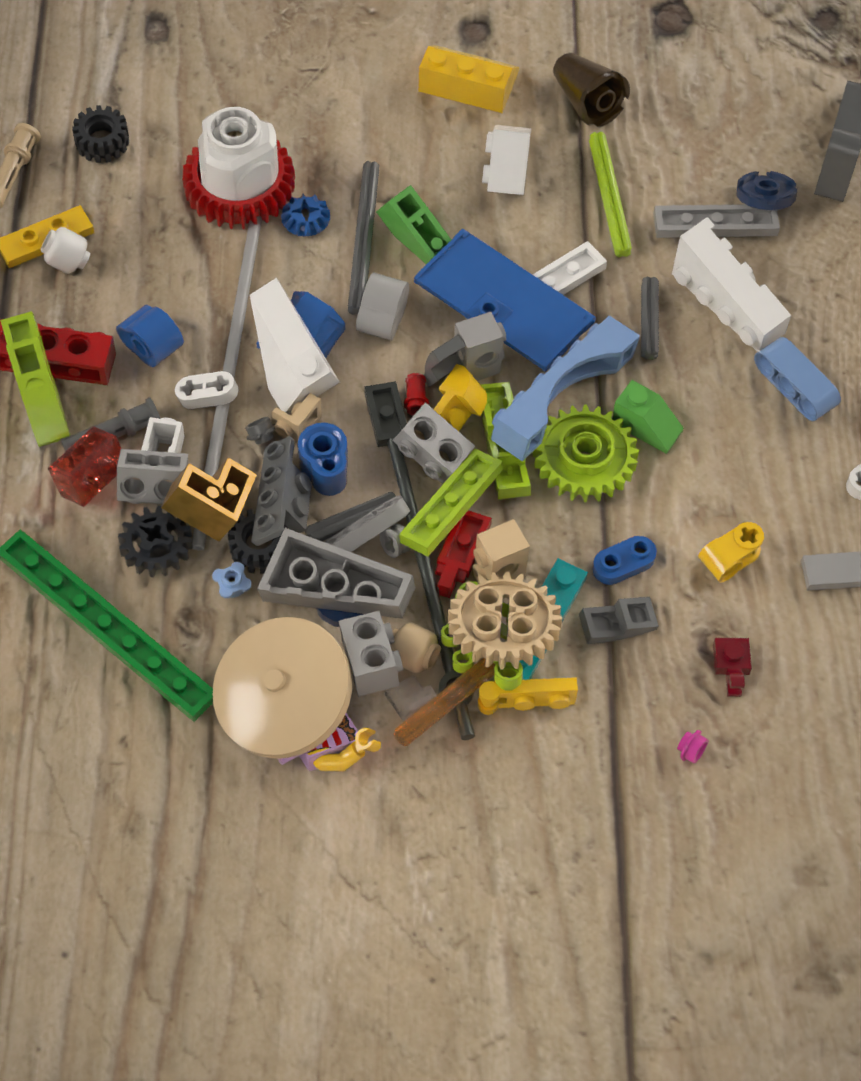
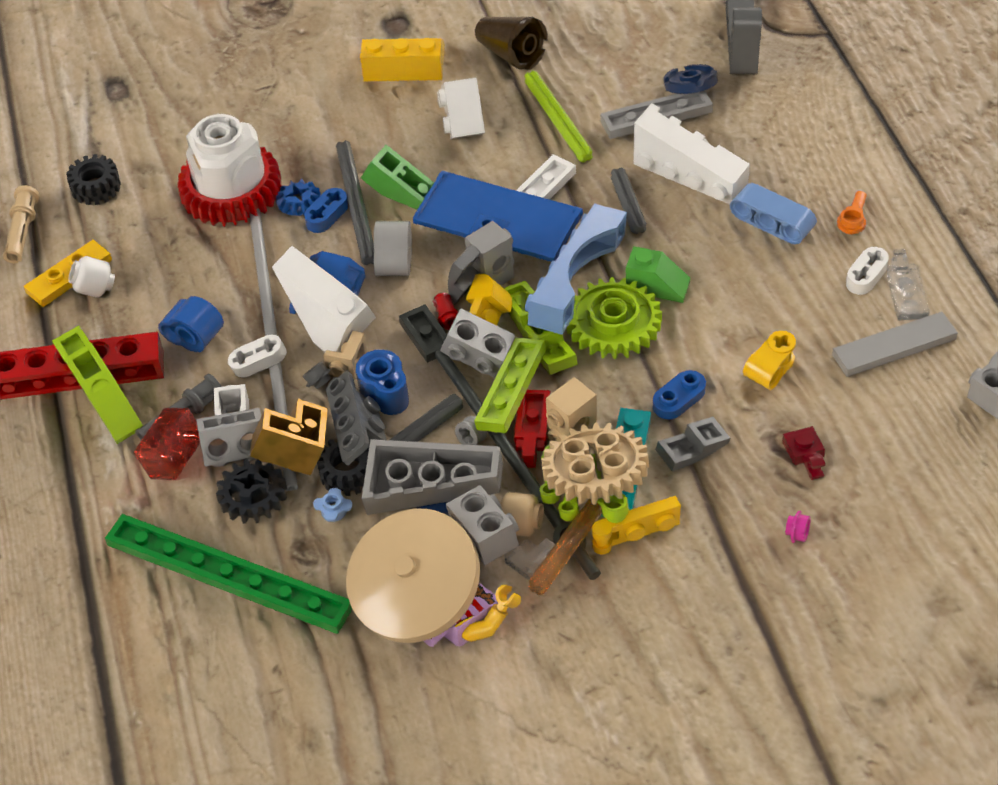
camera: 10 degrees left, 10 degrees down
(330, 239) = (324, 209): none -> blue beam
(370, 524) = (448, 419): light grey beam -> none

